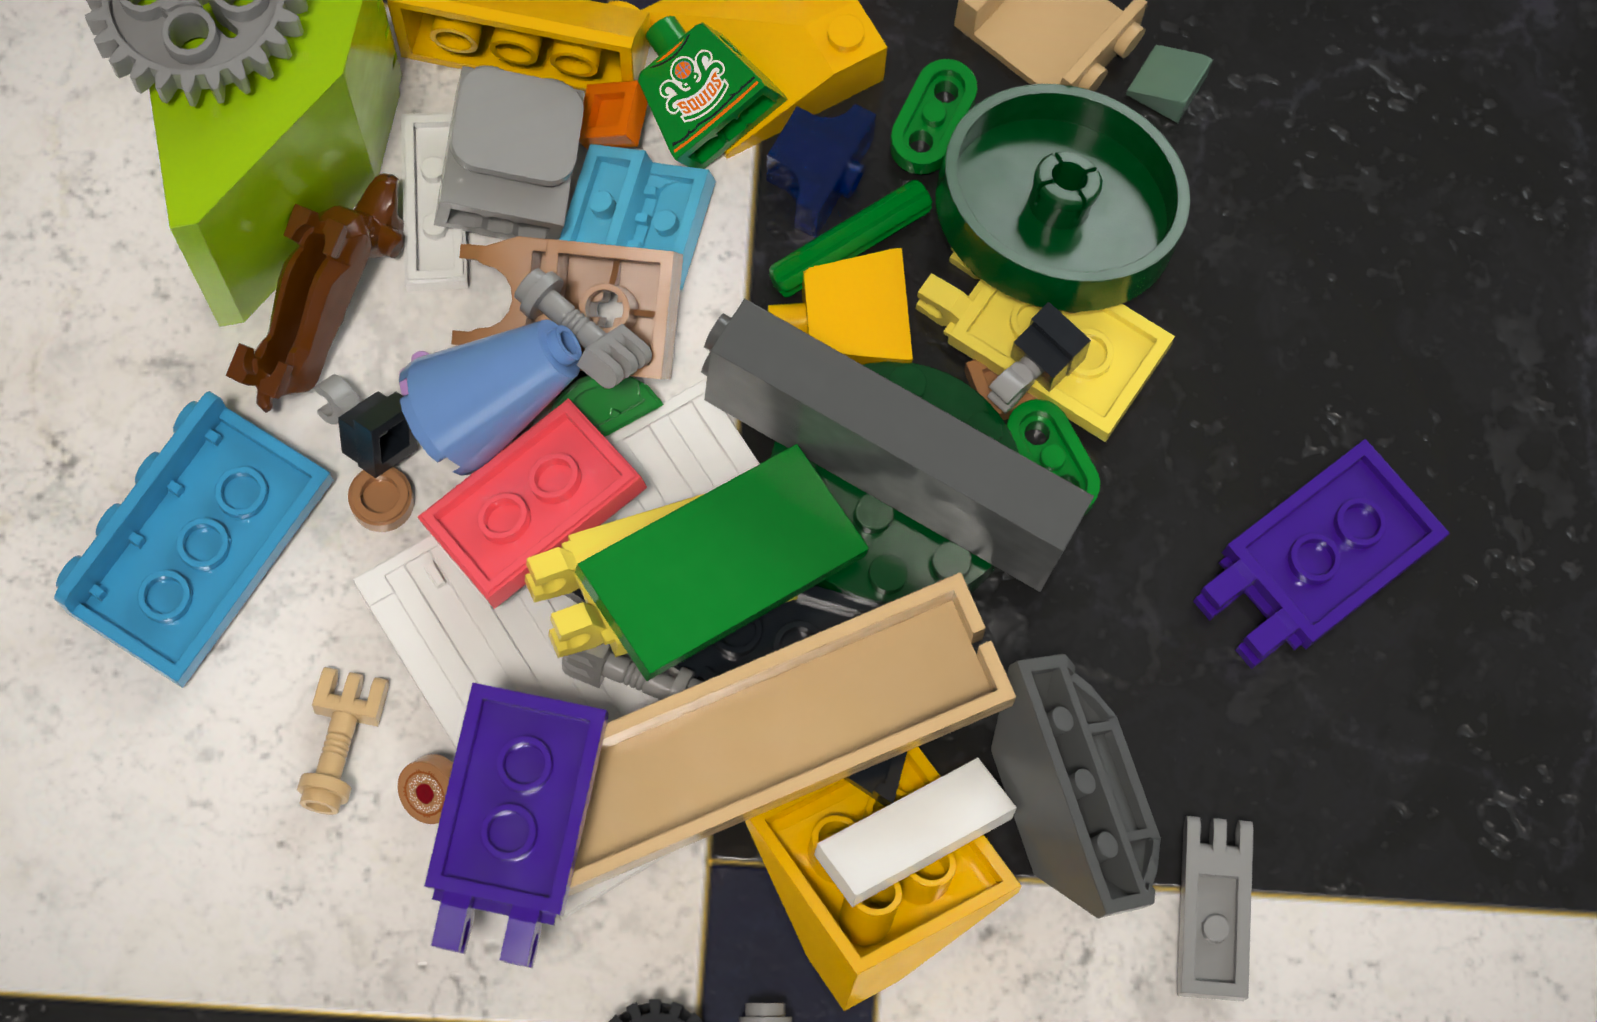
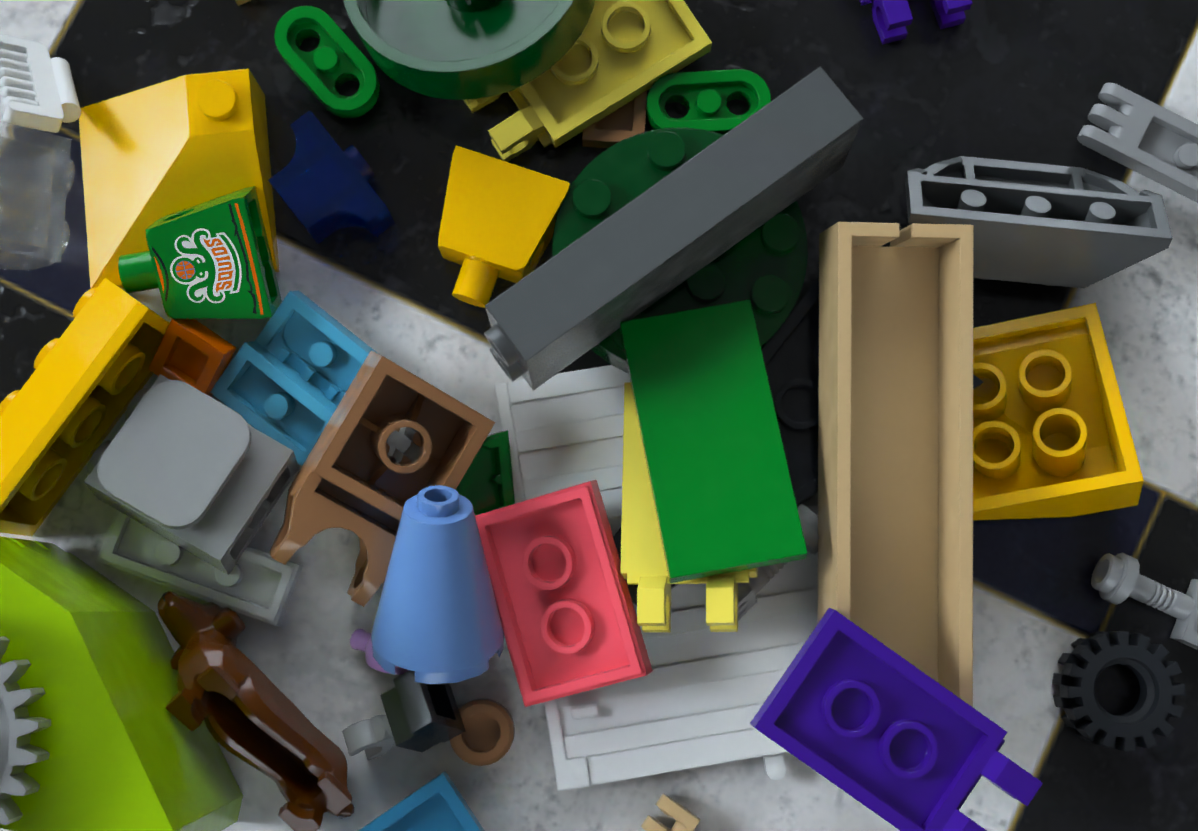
camera: 65 degrees left, 10 degrees up
(424, 787) = (788, 794): medium nougat tile -> none
(606, 356) = (461, 457): light grey hinge -> none
(853, 235) = (413, 190): green axle -> none
(914, 831) = (1017, 377): white tile -> none
(1042, 353) = (621, 61): black piece -> none

